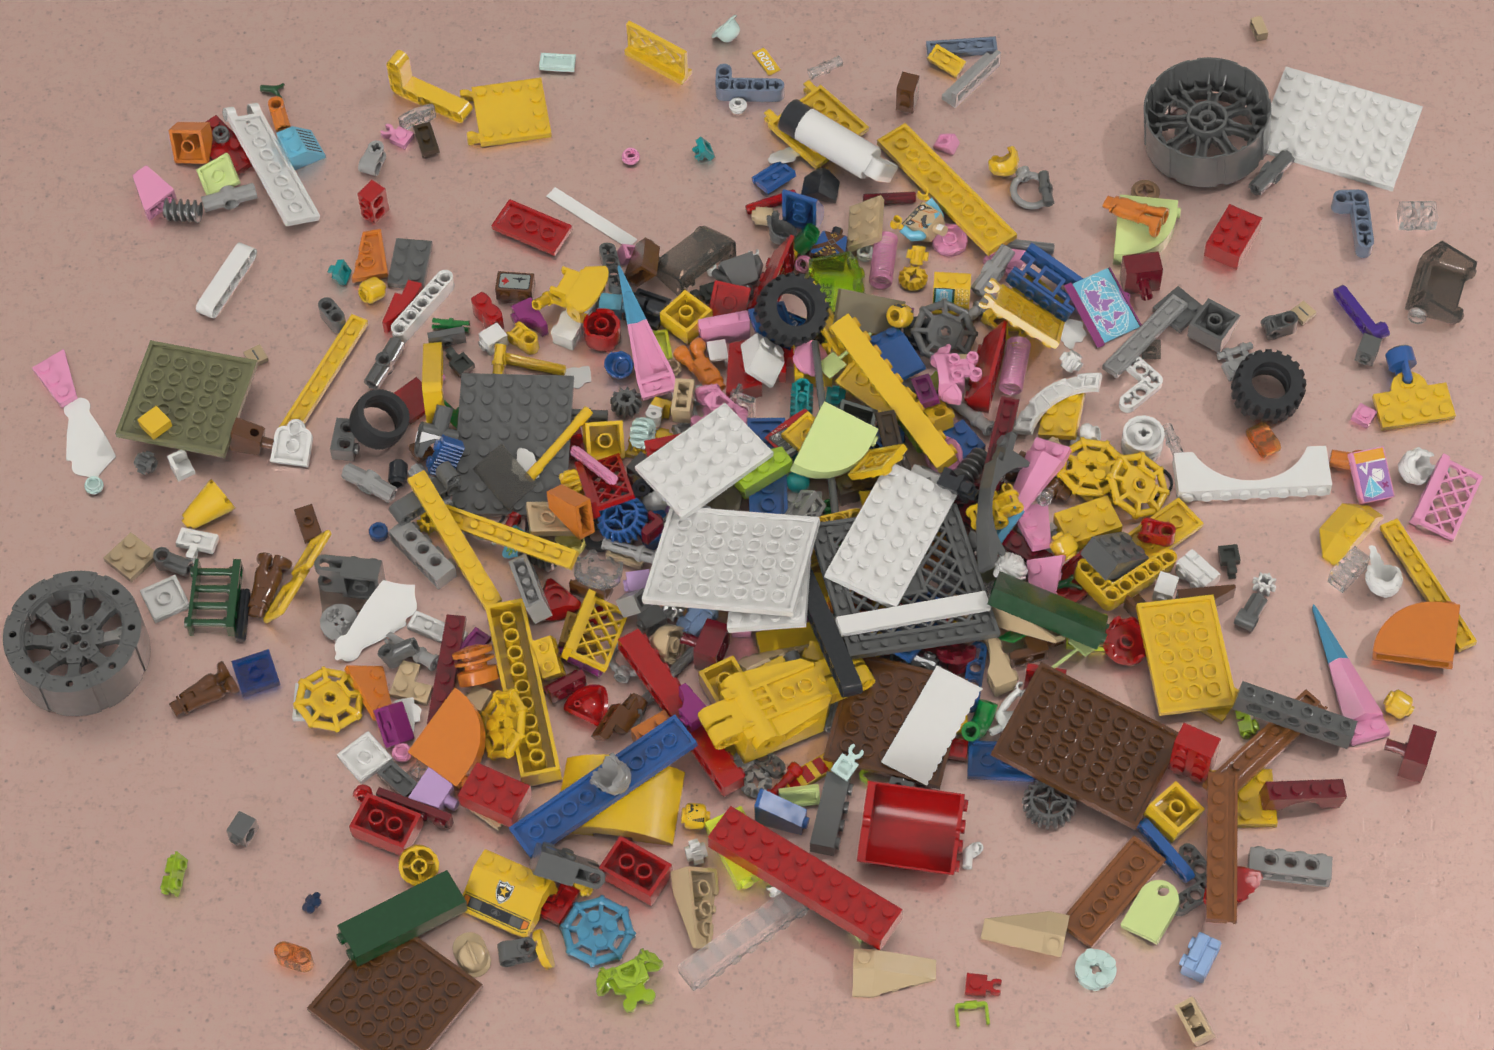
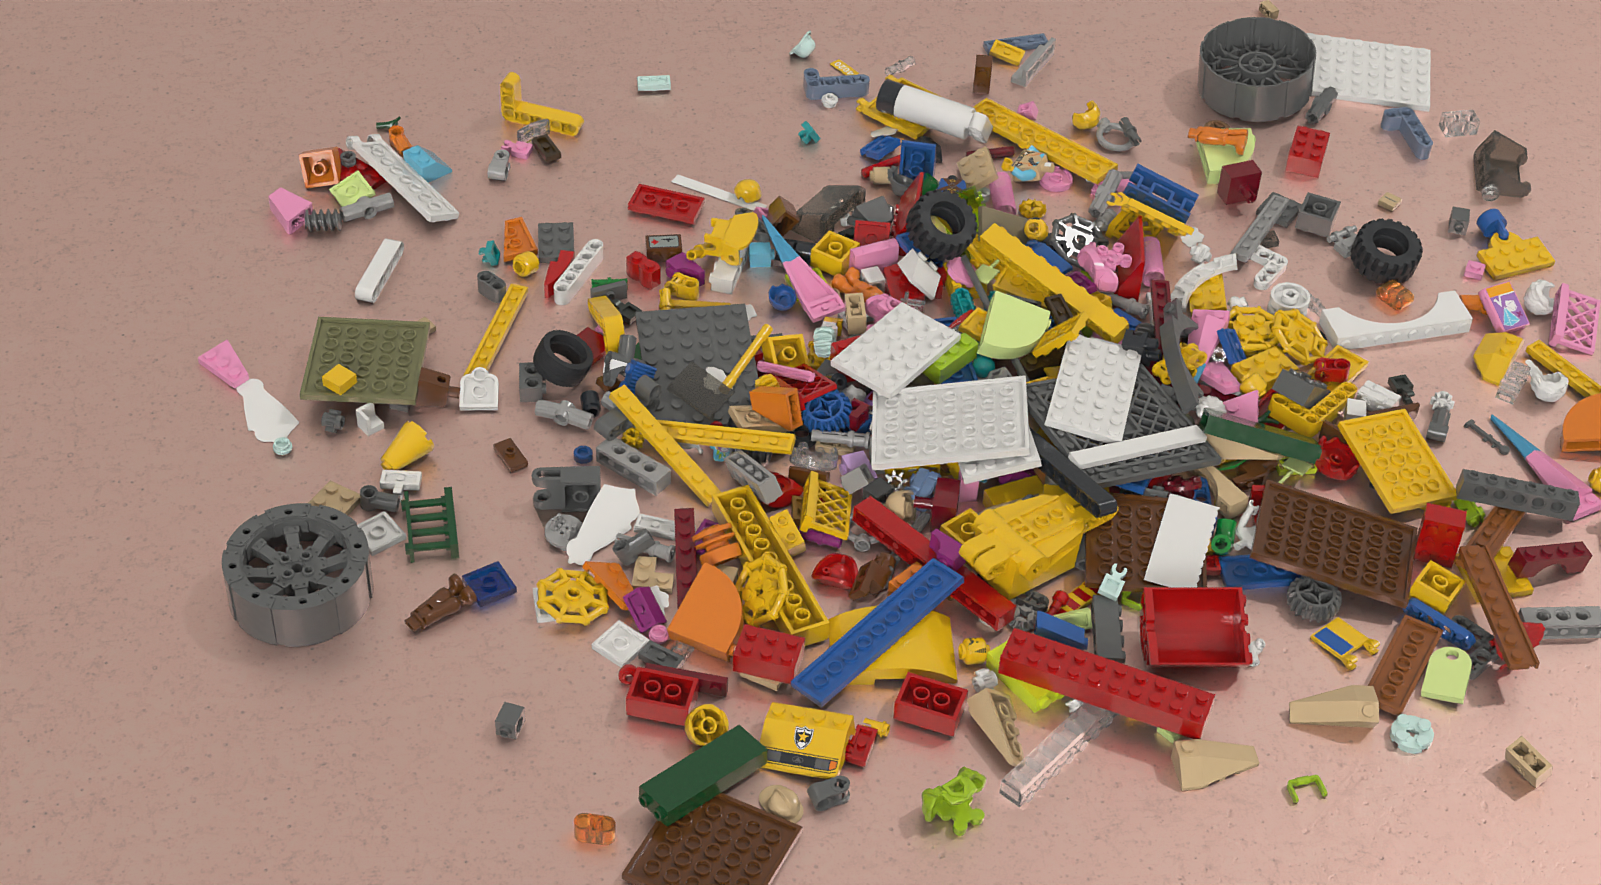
camera: 15 degrees left, 15 degrees down
(176, 868) = (445, 763): lime hinge -> none
(242, 615) = (462, 535): black axle -> none
(266, 582) = (481, 505): reddish brown piece -> none
(299, 574) = (513, 495): yellow bar -> none
(312, 902) = (600, 778): dark blue plant -> none
(373, 201) = (510, 194): red brick -> none
(389, 356) = (554, 316): dark grey piece -> none
(435, 791) = (704, 660): lavender torso -> none
(492, 336) = (651, 287): white brick -> none
(508, 112) = (618, 123): yellow plate -> none
(543, 949) = (858, 784): yellow tile -> none
(565, 685) = (812, 555): dark red bracket -> none
(565, 866) = (861, 703): dark grey brick -> none
(593, 920) = (901, 755): dark azure plate -> none
(602, 330) = (758, 271): red brick -> none
(613, 776) = (890, 614): light grey hair -> none
(620, 220) = (748, 190): none -> yellow hair
(626, 402) = (797, 324): dark grey gear -> none
(630, 152) = (742, 144): bright pink plate -> none
(659, 61) = (746, 74): yellow fence -> none
(917, 254) = (1032, 189): yellow gear -> none
(954, 288) = (1066, 205): yellow slope -> none
(978, 985) = (1305, 763): red plate -> none
(1060, 490) = (1231, 345): none -> blue plate
(1063, 852) = (1342, 640): none -> flag
(1103, 306) = (1214, 211): sticker -> none
(1200, 957) = (1509, 708): light blue brick -> none
(1277, 324) = (1374, 209): dark grey piece -> none
(1311, 648) = (1488, 437): none -> dark grey piece
(1358, 314) = (1422, 186): dark purple beam -> none

